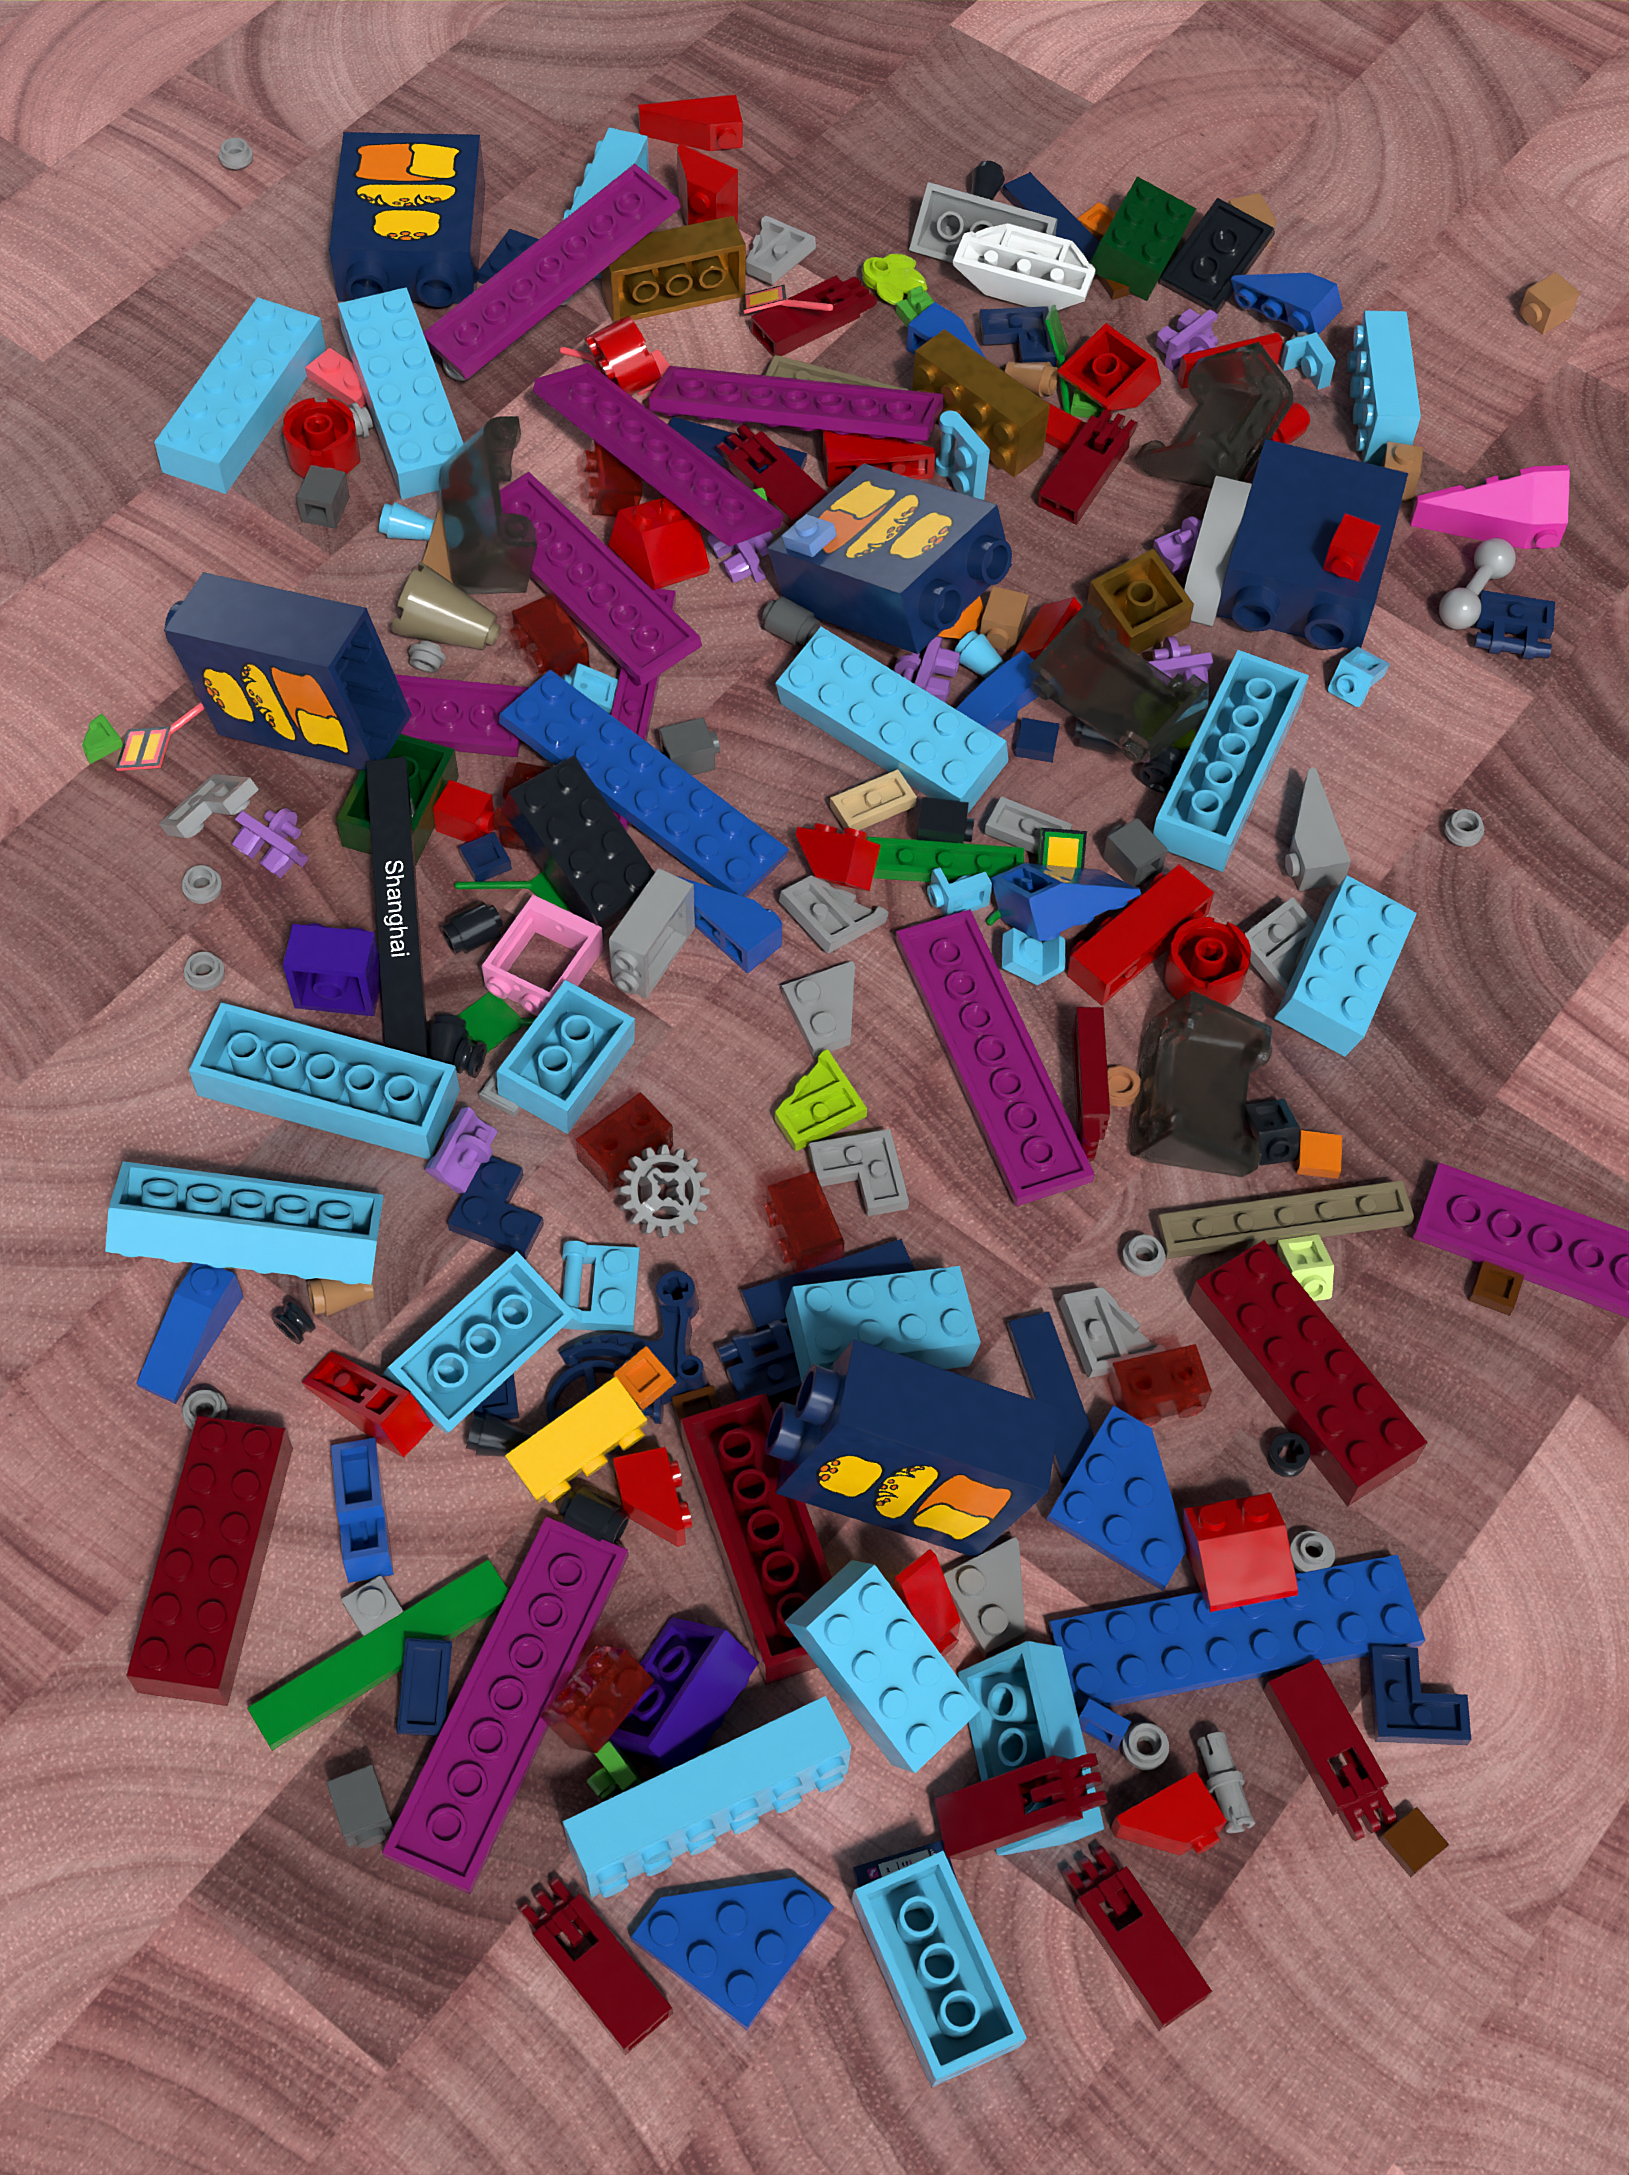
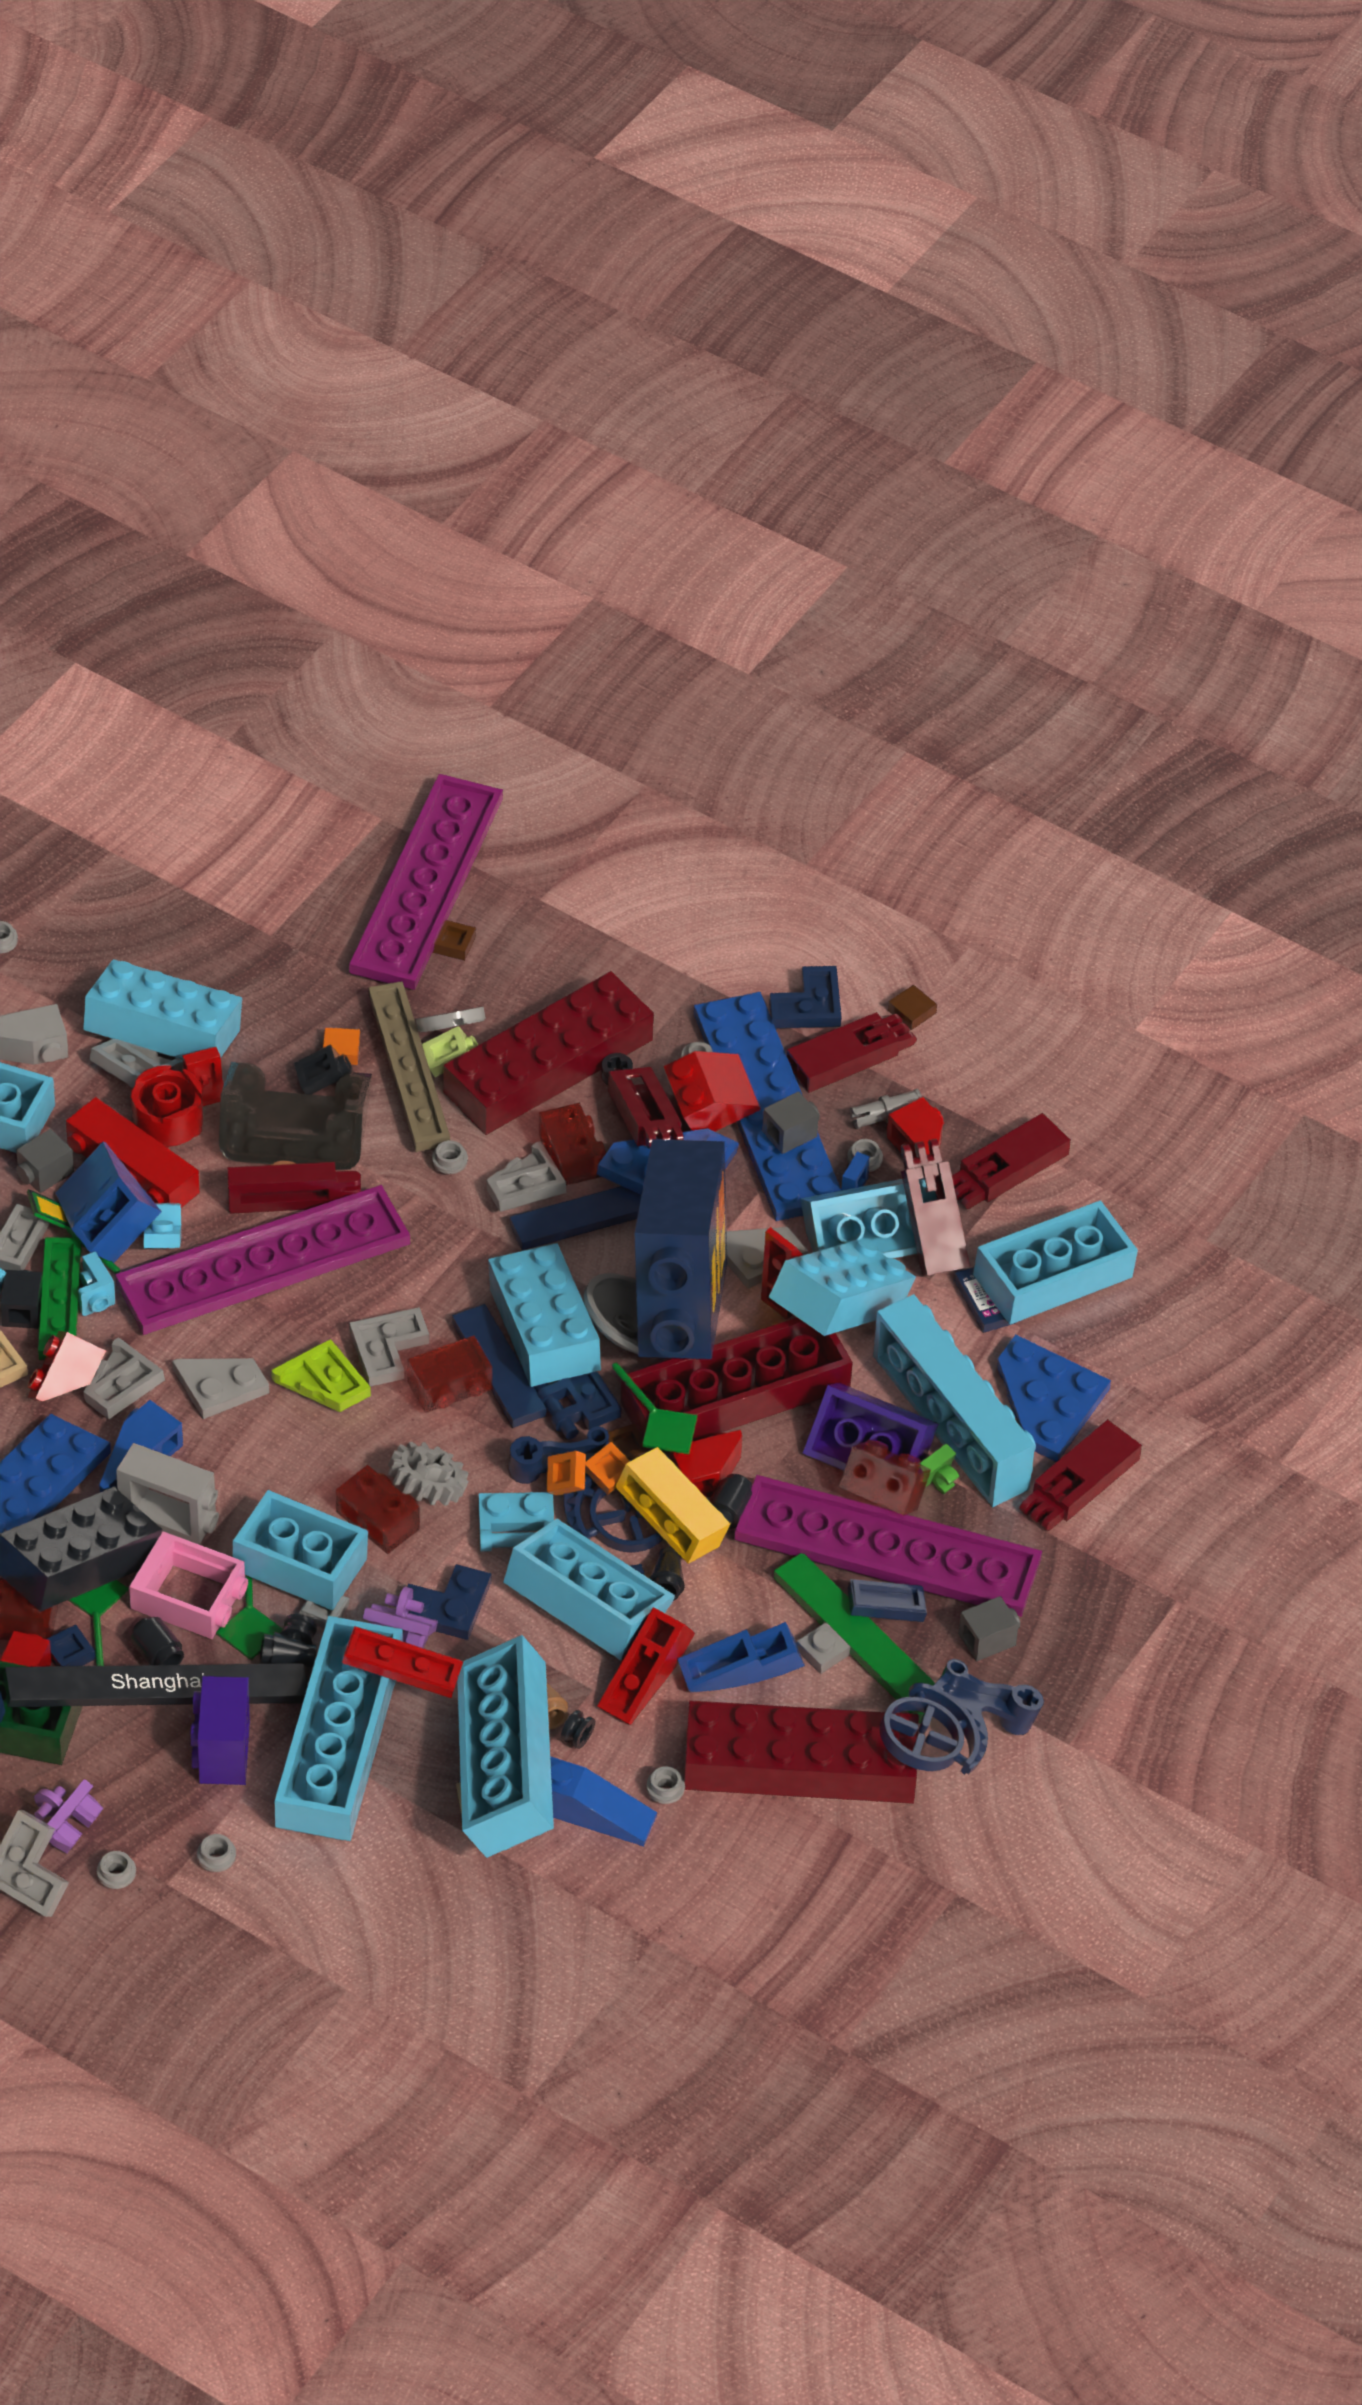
camera: 95 degrees left, 10 degrees down
(229, 1749) = (957, 1704): none -> dark blue piece
(376, 1130) = (402, 1662): none -> red tile
(640, 1330) = (566, 1473): none -> orange tile
(677, 1436) = (665, 1428): none -> green piece
(1177, 1640) = (790, 1122): none -> dark grey brick
(1213, 1467) = (644, 1106): none -> dark red hinge
(1260, 998) = (208, 1070): none -> red bracket
(1350, 1261) = (450, 1019): none -> light grey tile

